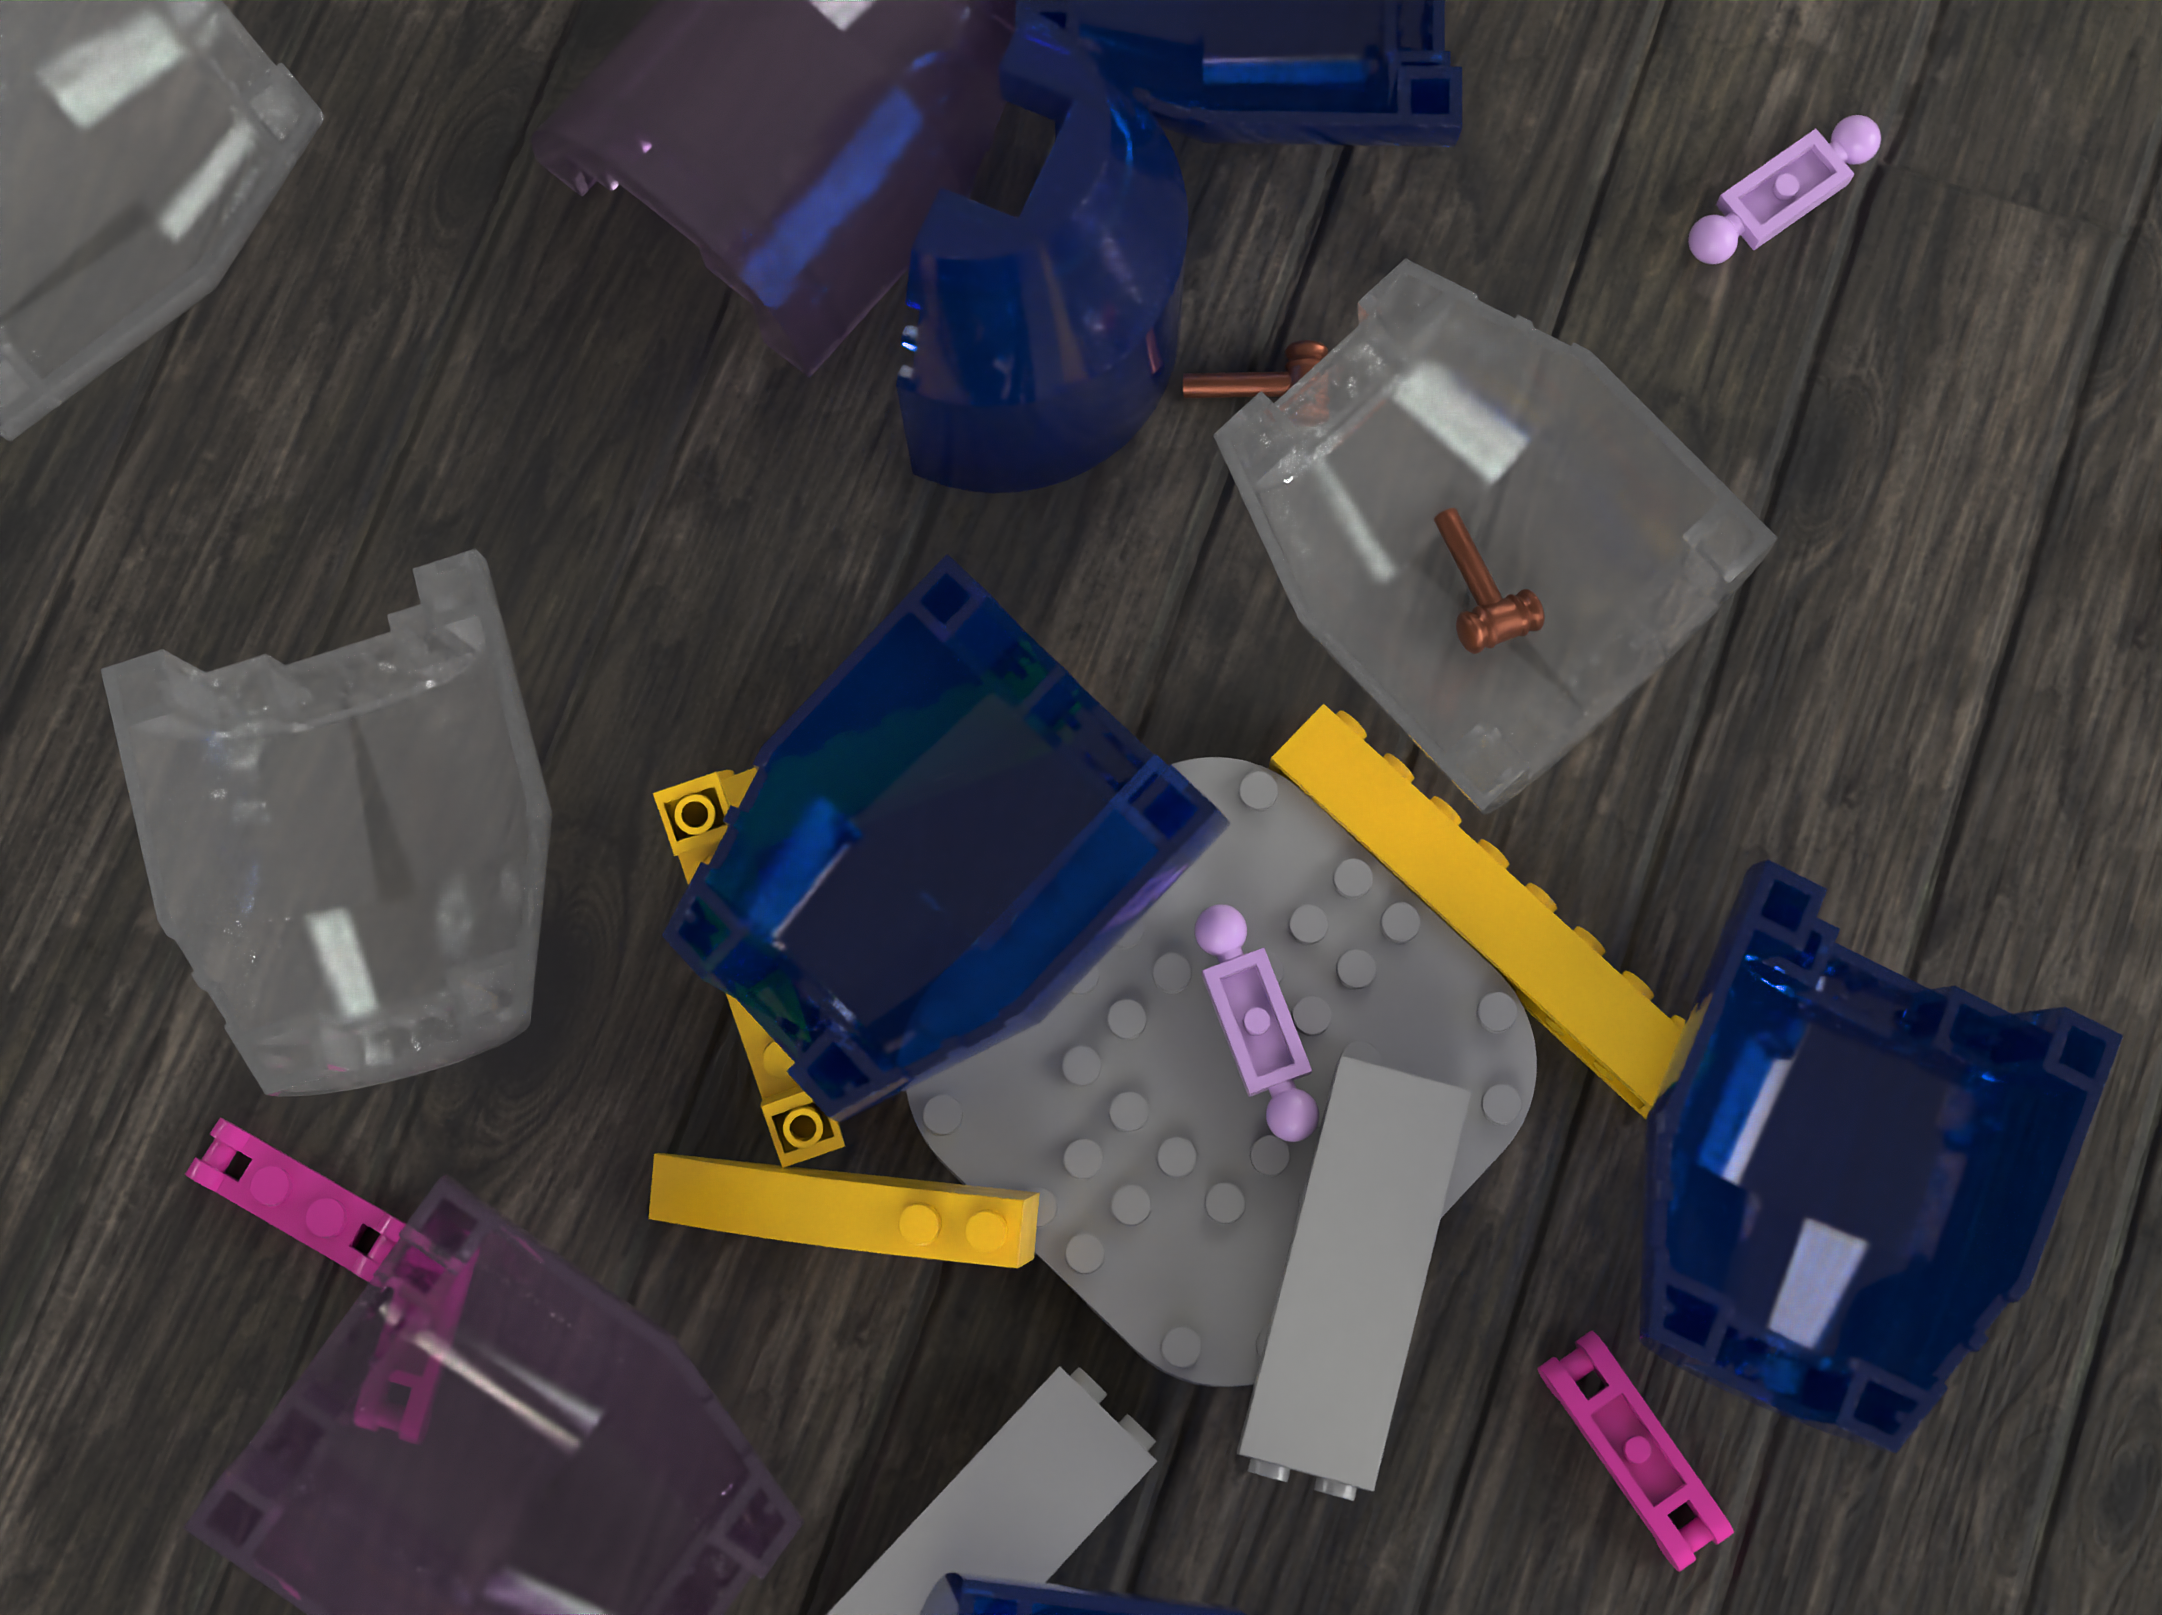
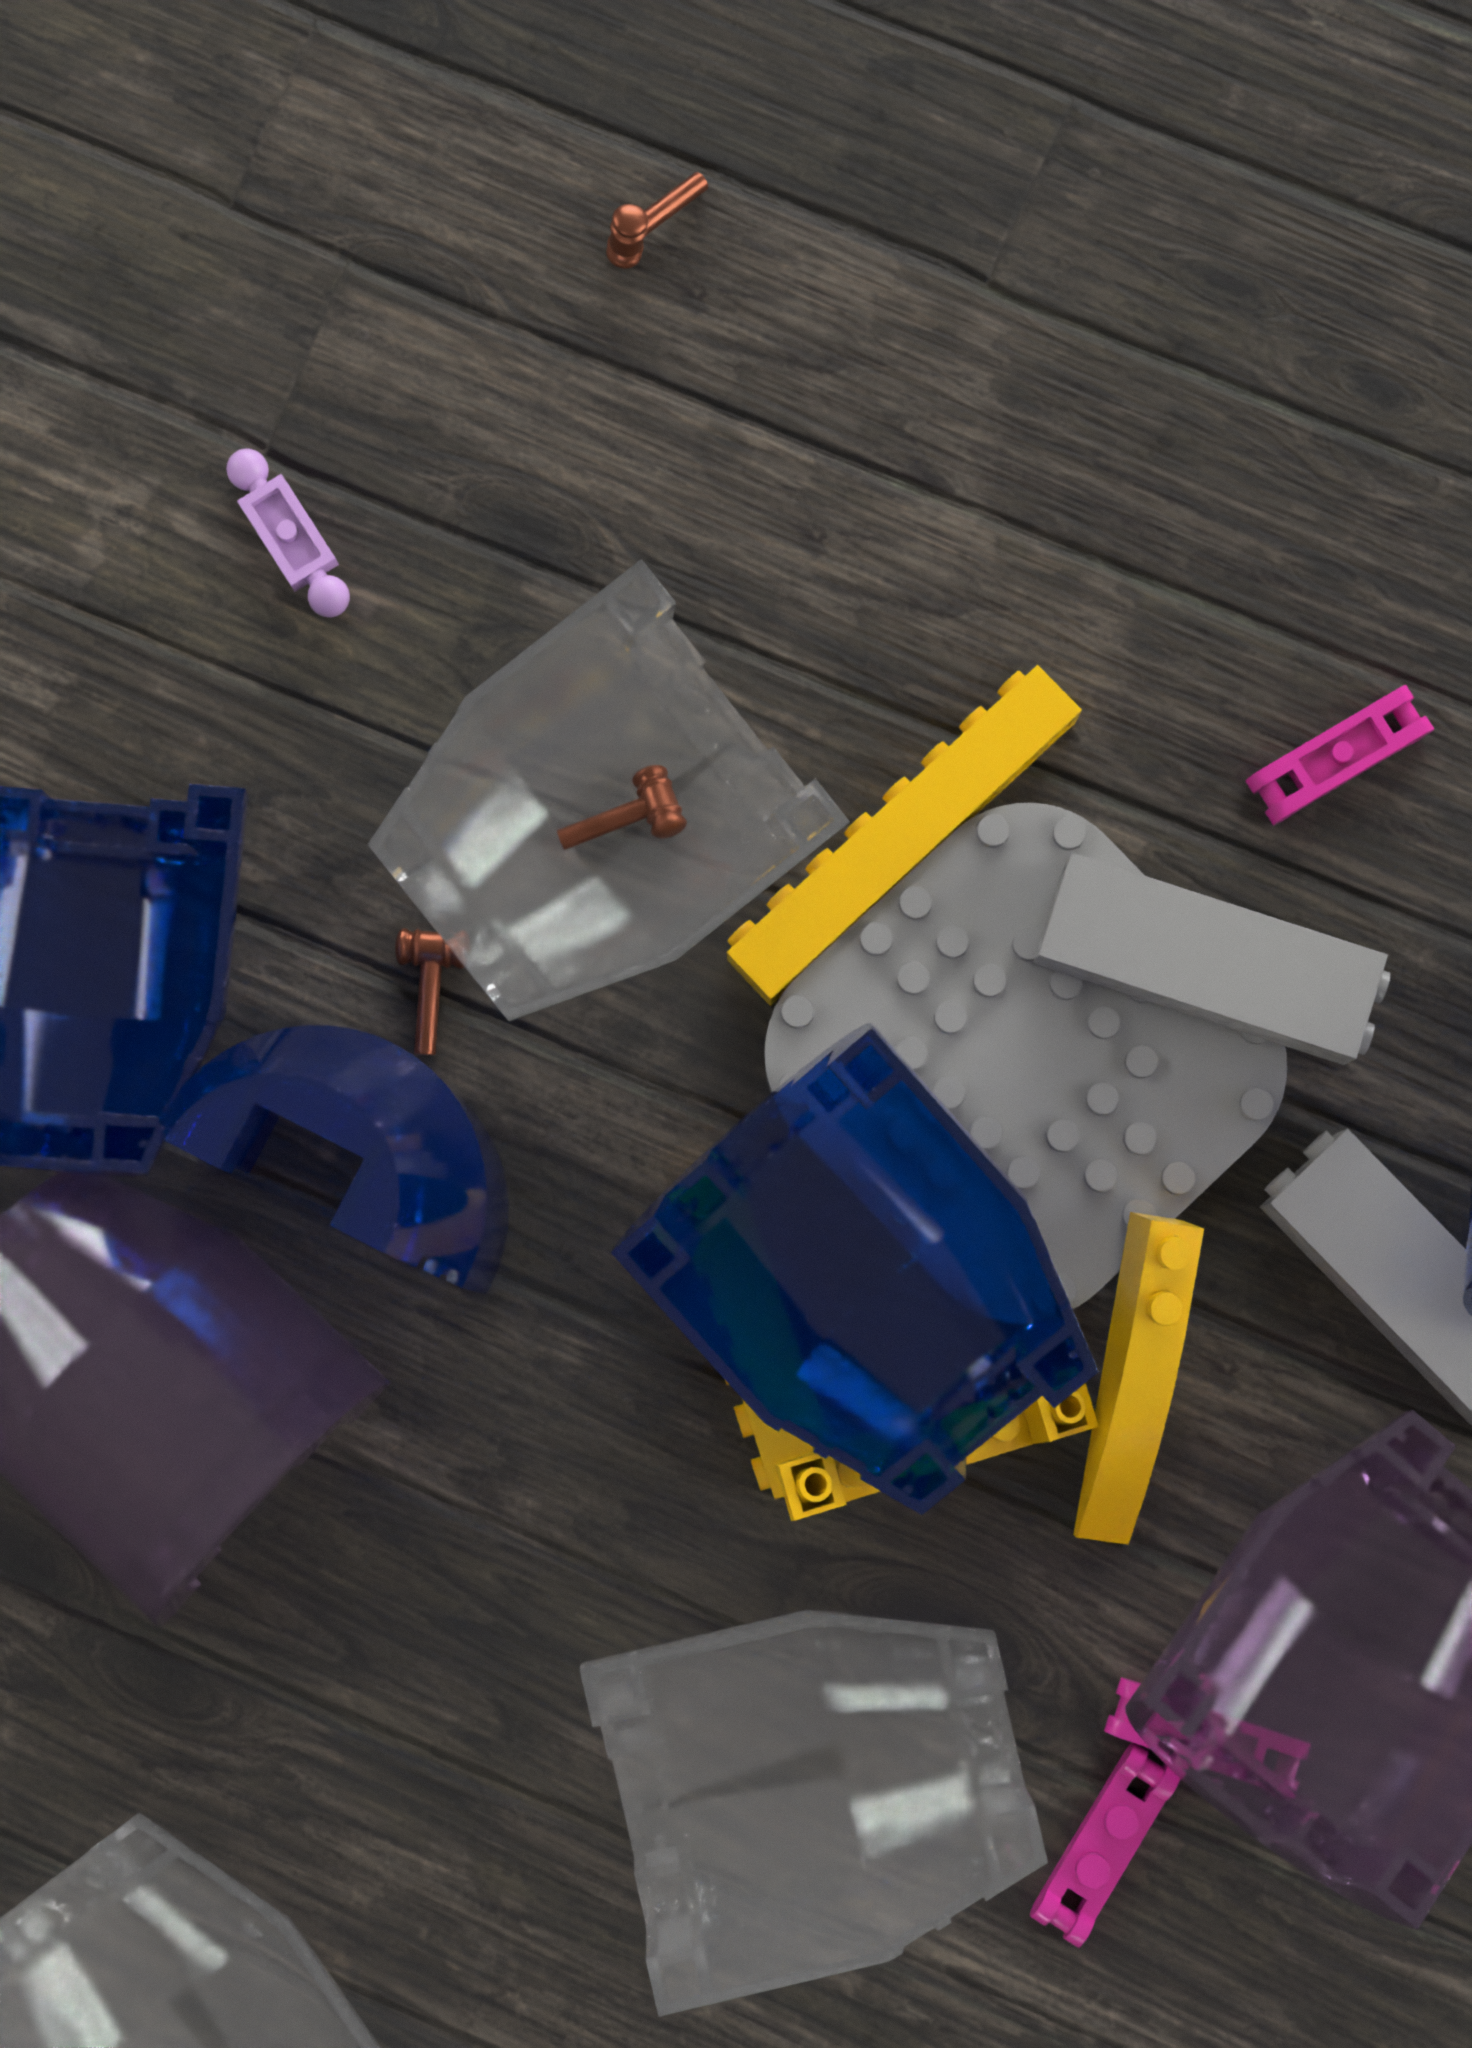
camera: 85 degrees left, 5 degrees up
(1256, 1023) = (1000, 1024): lavender plate -> none
(1849, 1170) = (1146, 559): clear blue windscreen -> none

